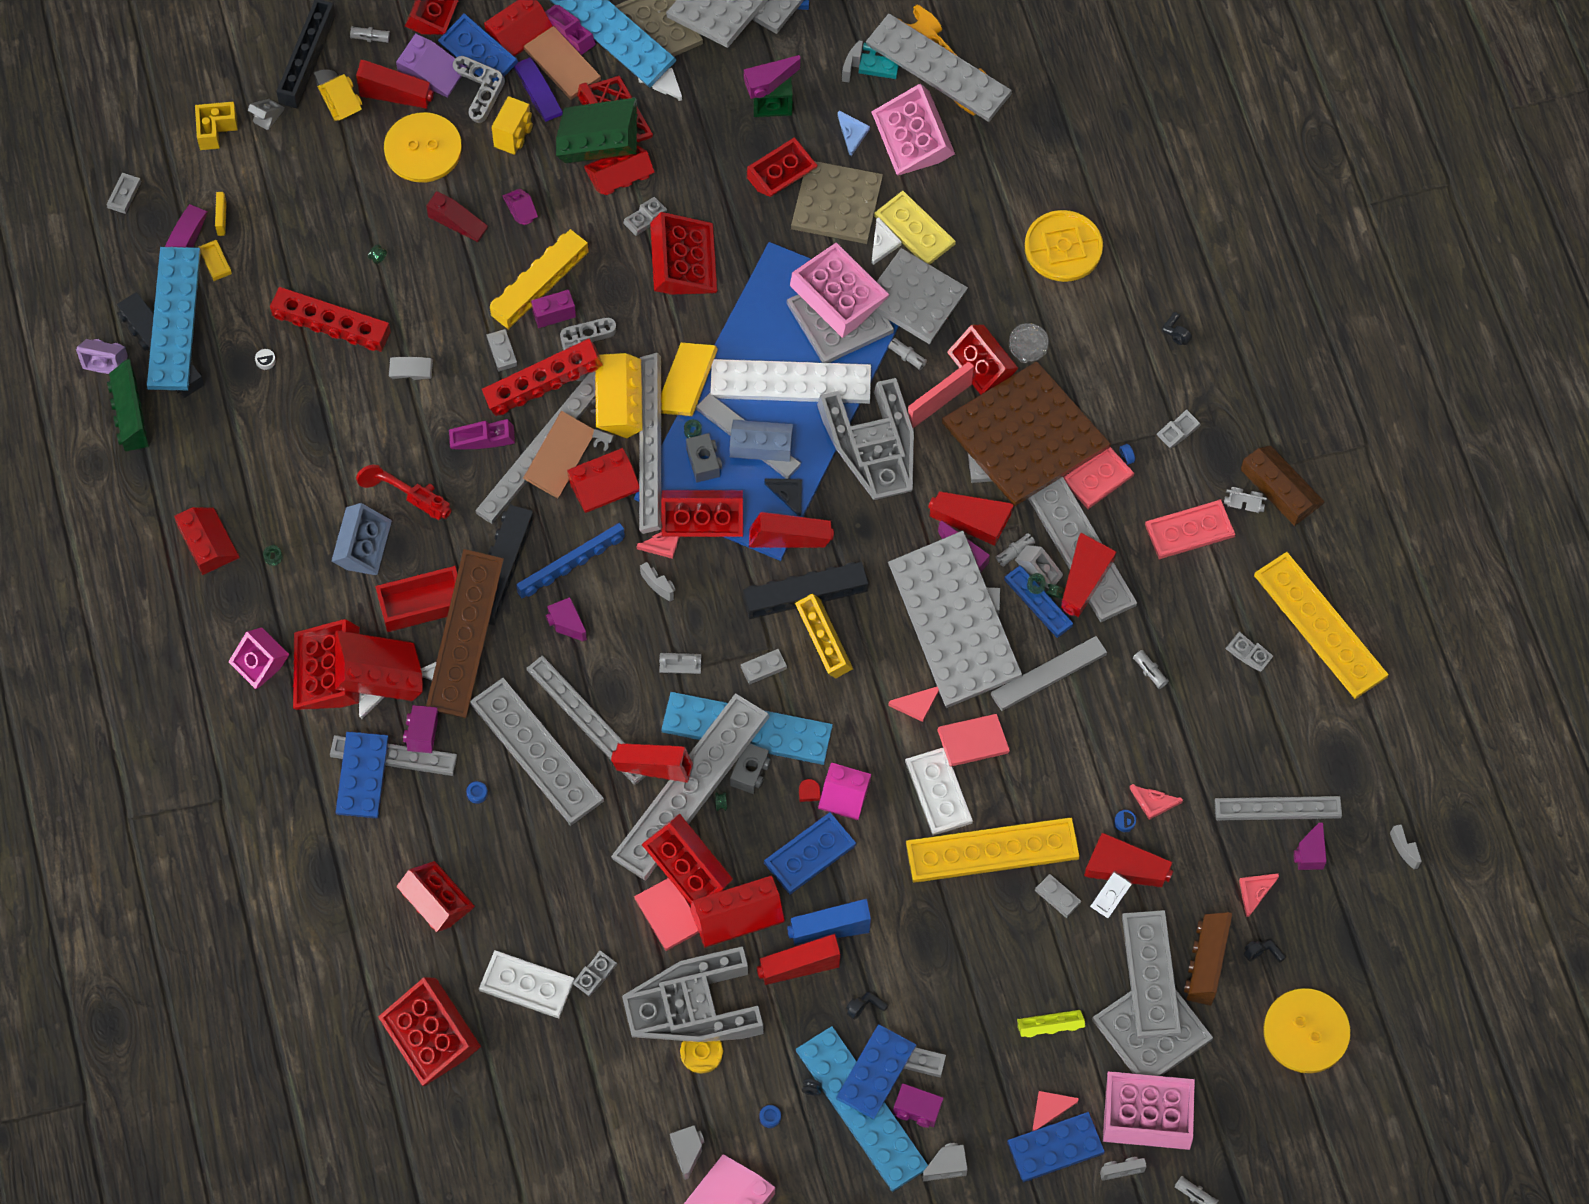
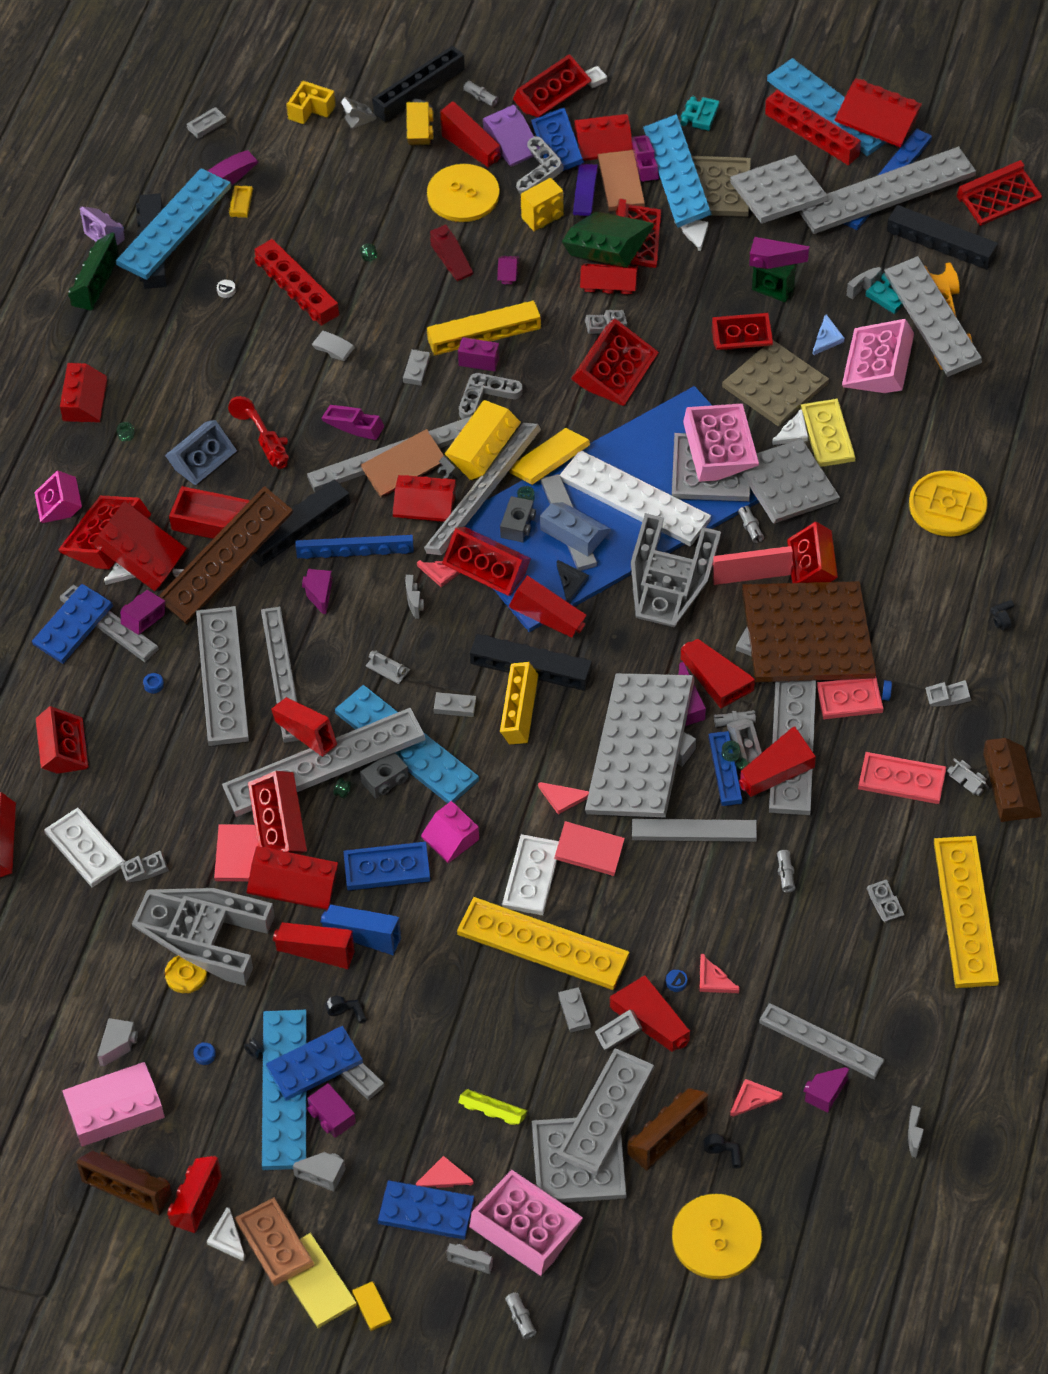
camera: 35 degrees right, 10 degrees down
(220, 219) = (268, 169): yellow tile -> none
(532, 375) = (429, 397): red brick -> none
(809, 791) = (421, 817): red tile -> none
(1028, 342) = (862, 563): clear tile -> none

